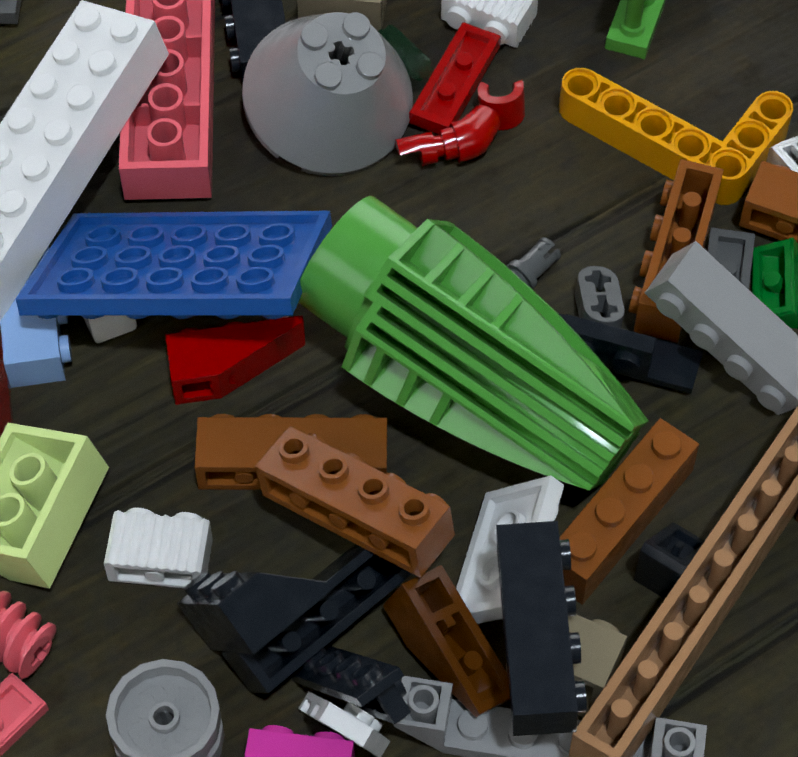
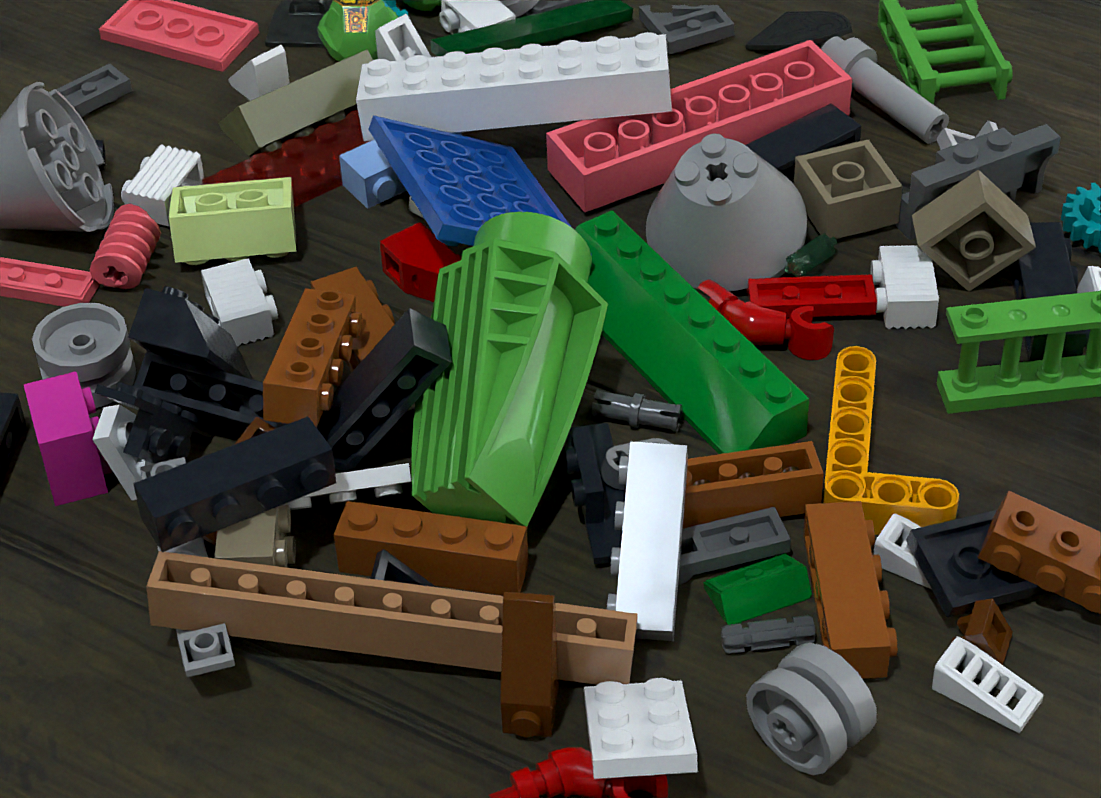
camera: 65 degrees right, 15 degrees down
(447, 435) = (384, 387): none -> black brick
(493, 195) = (688, 347): none -> green slope

